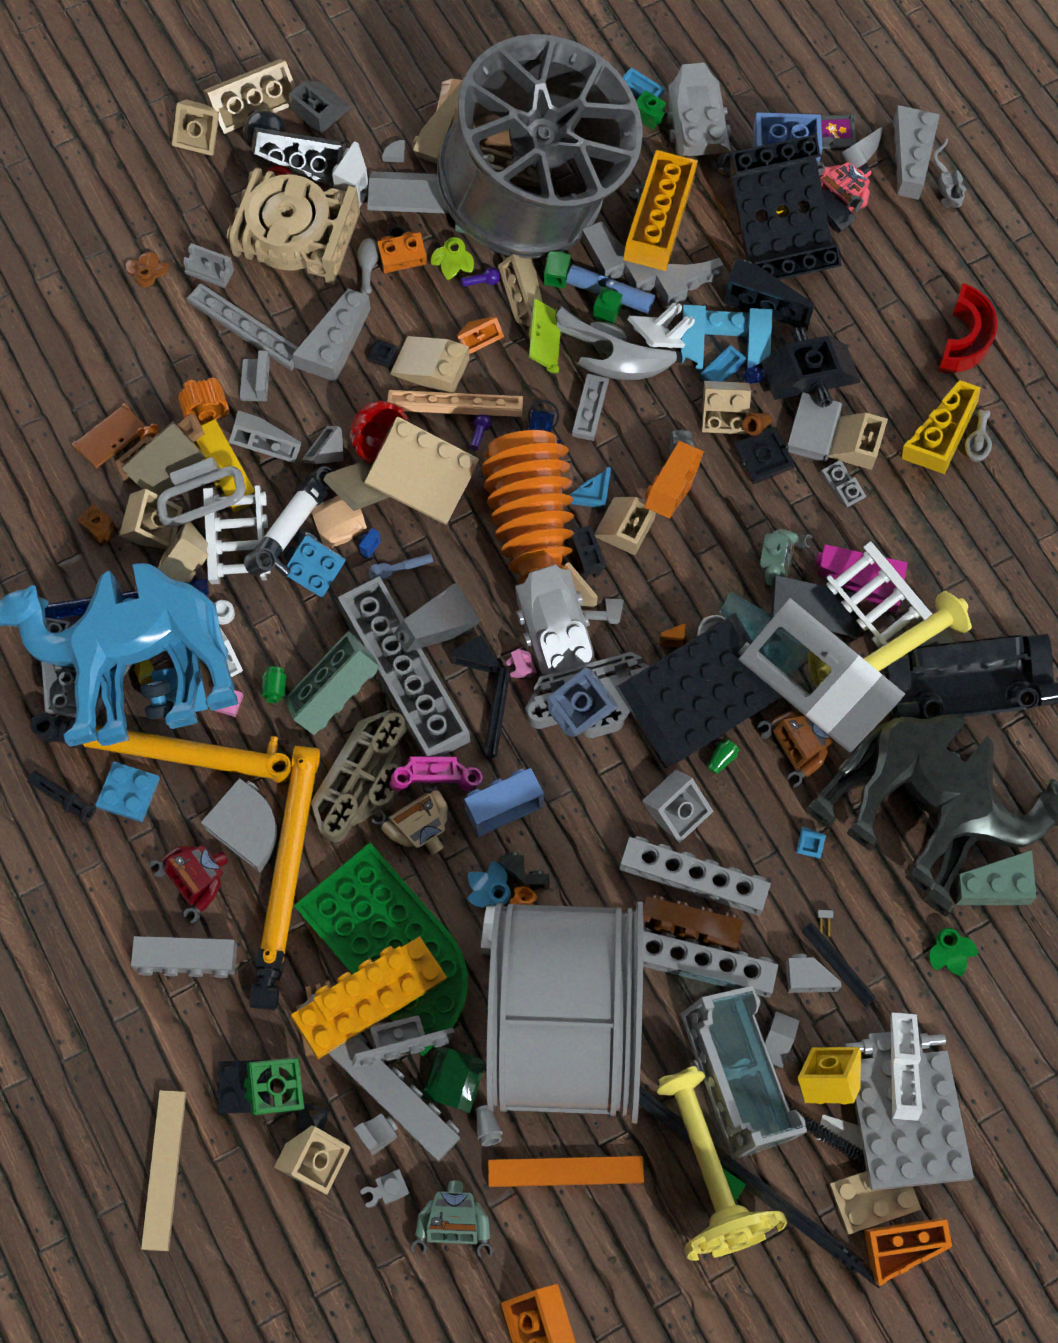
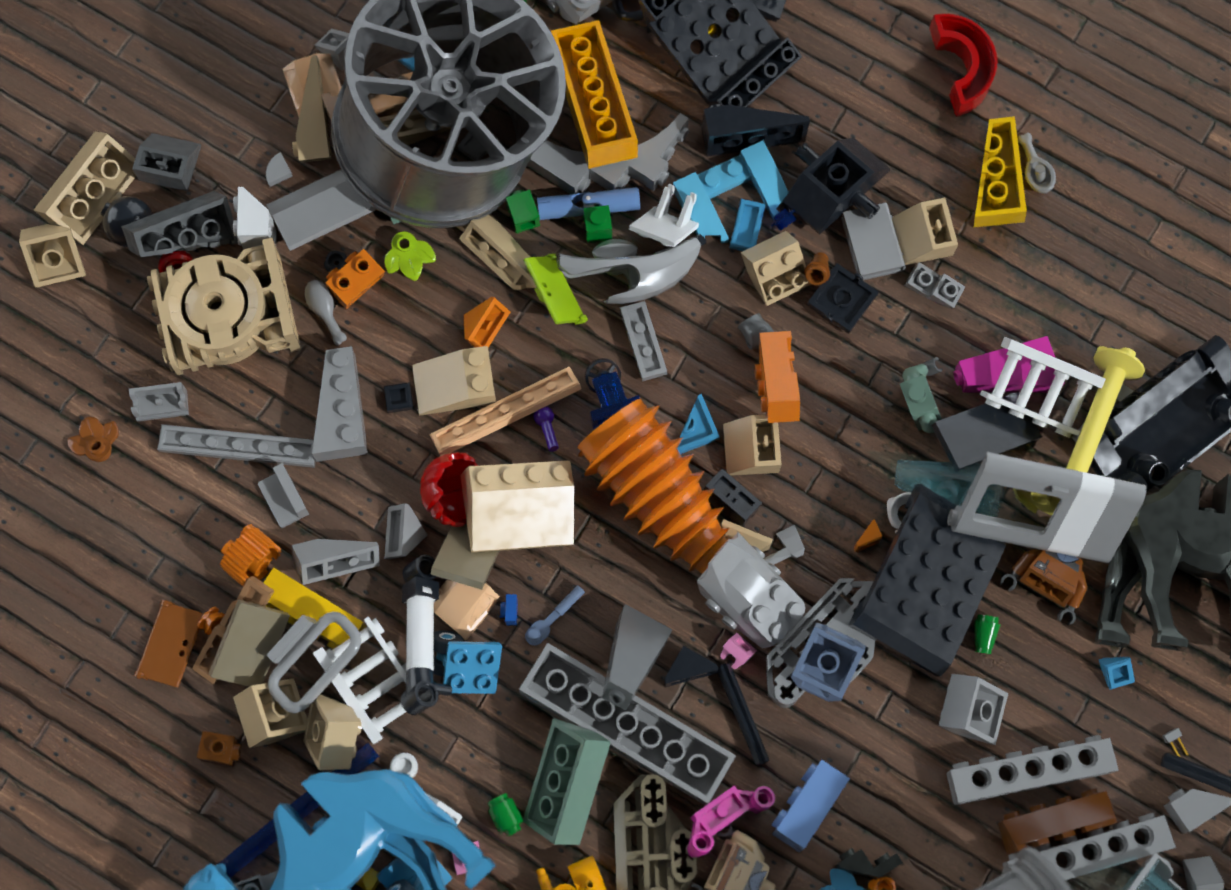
camera: 30 degrees left, 5 degrees up
(490, 276) = (456, 254): dark purple bar -> none

